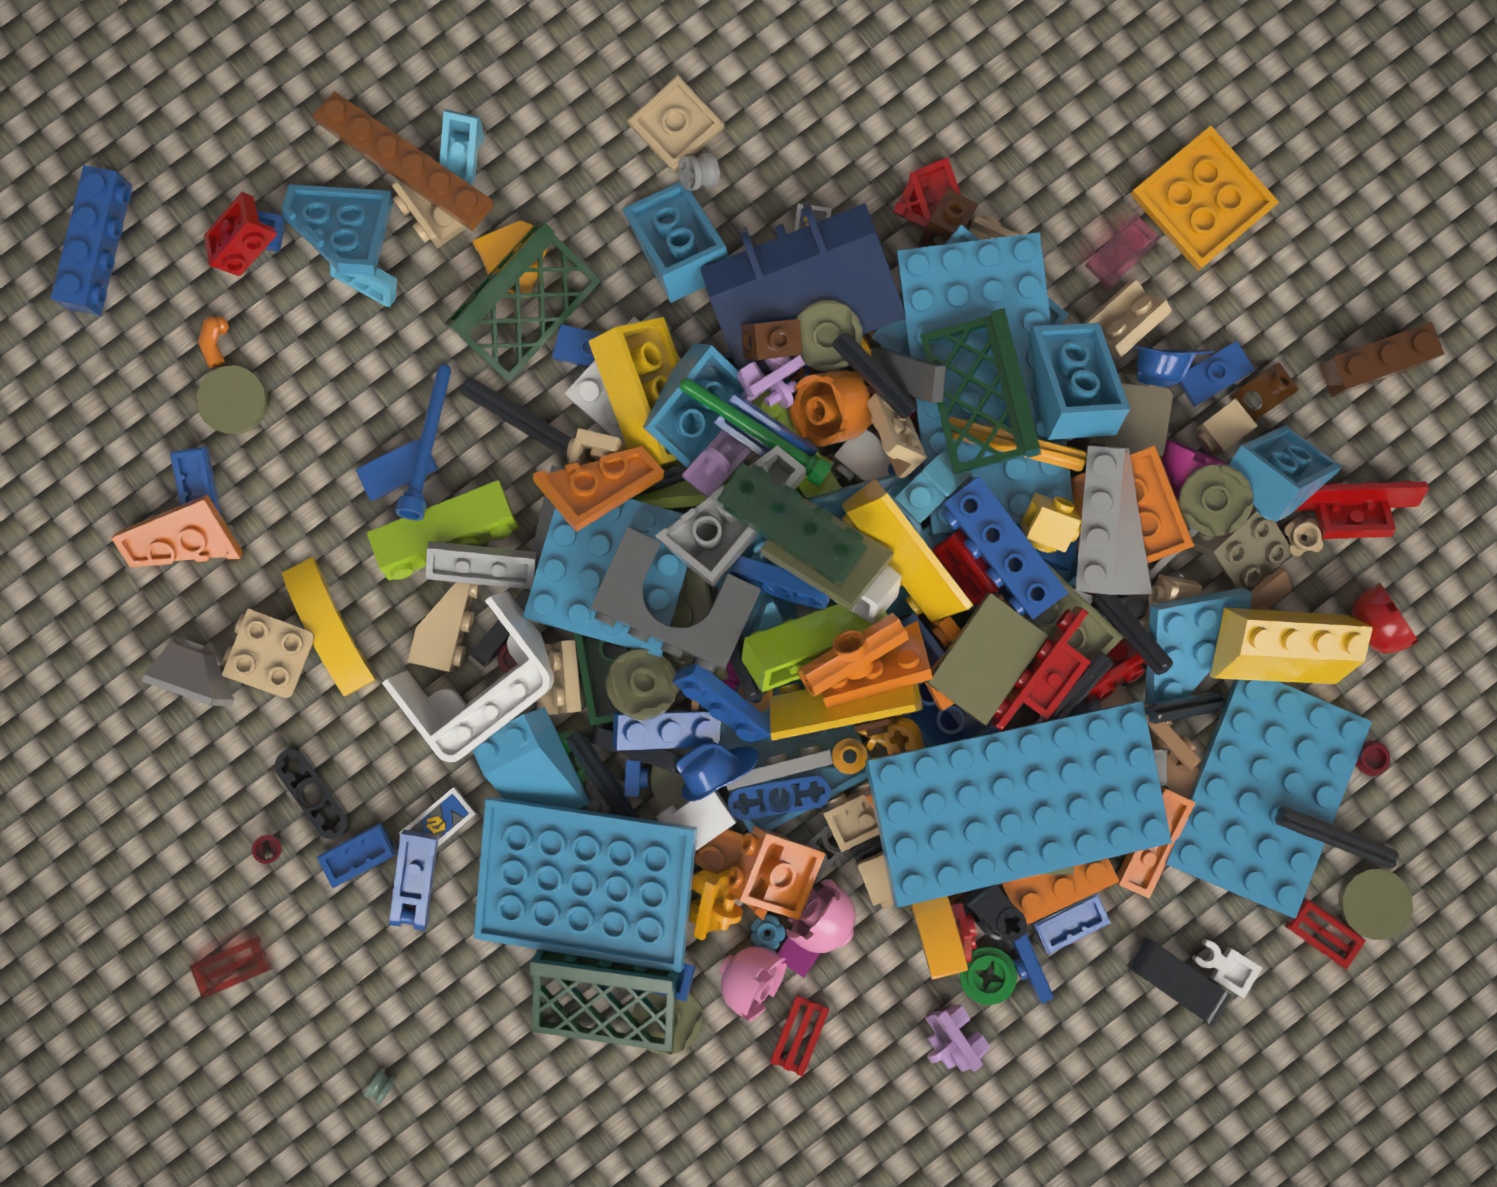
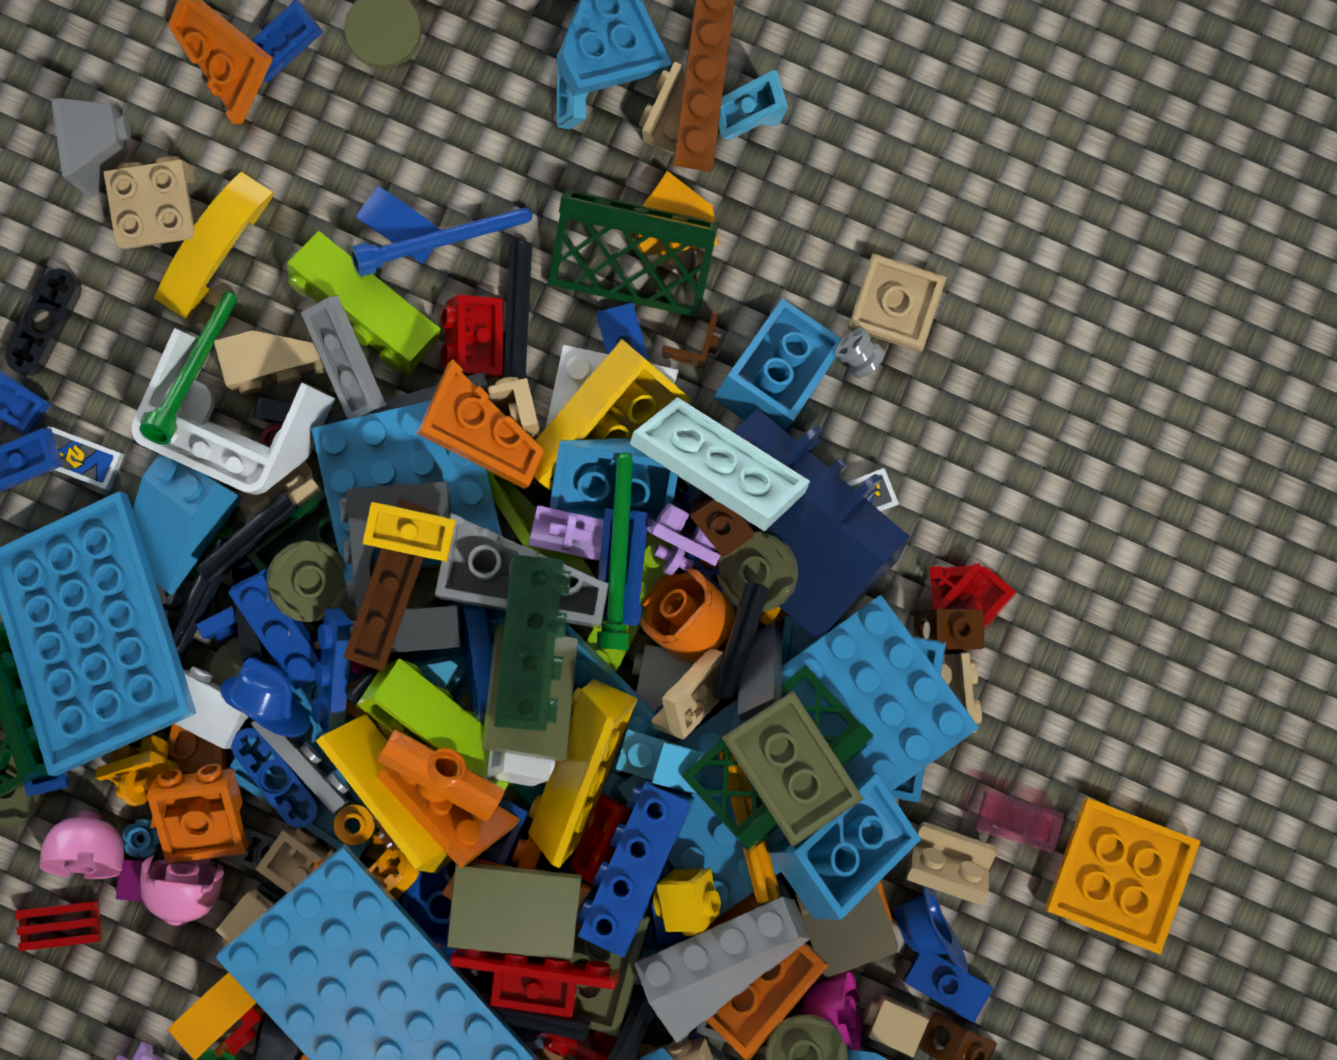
camera: 60 degrees right, 0 degrees up
(453, 730) = (161, 424): none -> green piece
(514, 459) = (473, 334): none -> red bracket
(580, 715) = (247, 537): none -> black axle
(628, 282) = (710, 346): none -> reddish brown bracket
(653, 570) = (409, 531): none -> yellow plate
(685, 610) = (385, 603): none -> reddish brown plate
(729, 314) = (720, 463): none -> light aqua plate
(996, 380) = (792, 768): none -> olive tile

